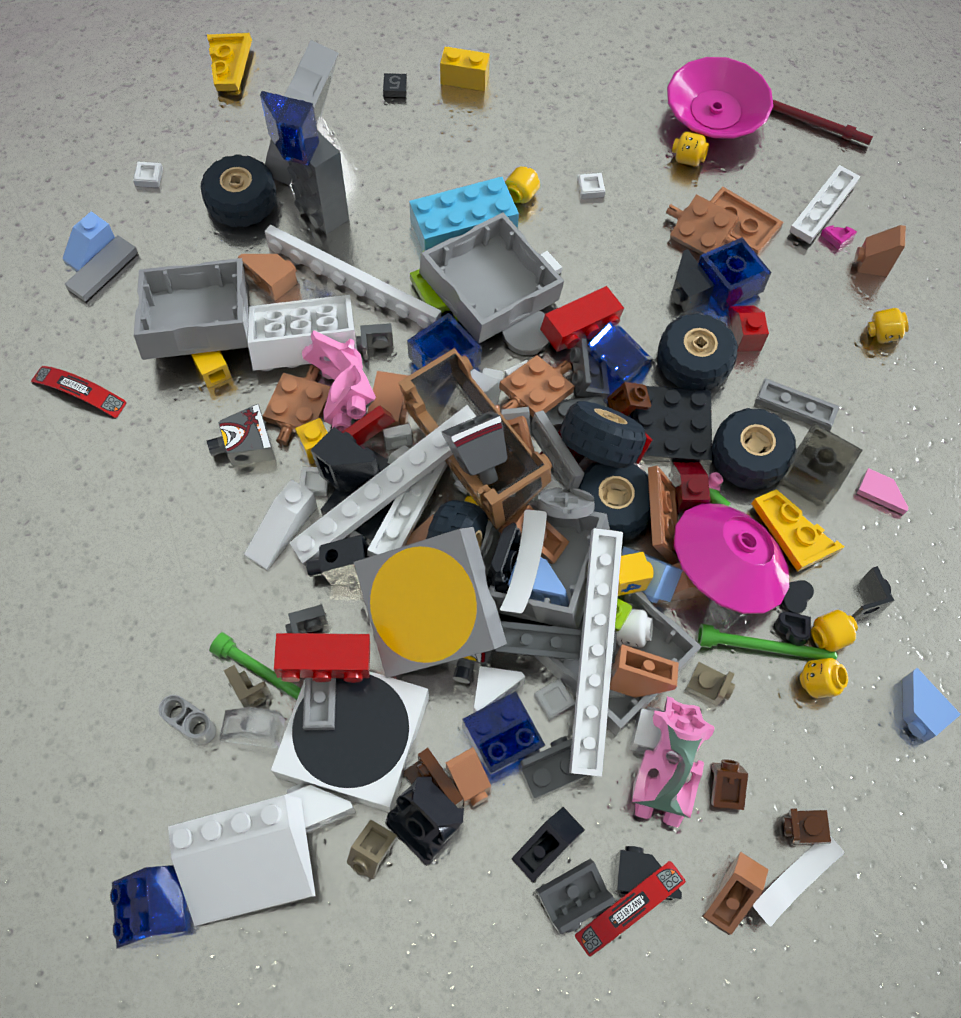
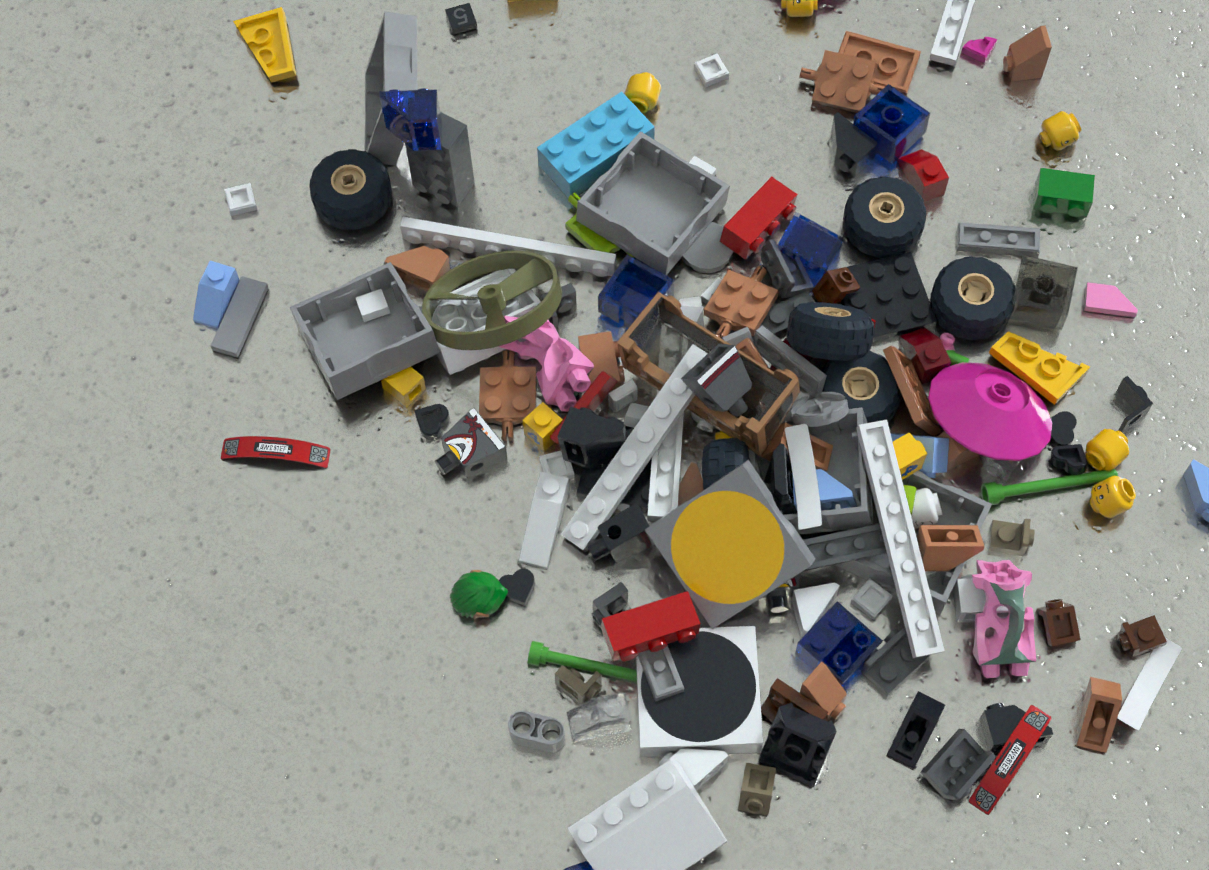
camera: 15 degrees left, 0 degrees up
(191, 573) = (477, 594): none -> green hair
(213, 291) = (372, 305): none -> white tile
(223, 404) = (431, 420): none -> black tile
(231, 577) = (519, 586): none -> black tile
(356, 301) = (531, 272): none -> olive piece
(873, 380) = (1063, 192): none -> green brick

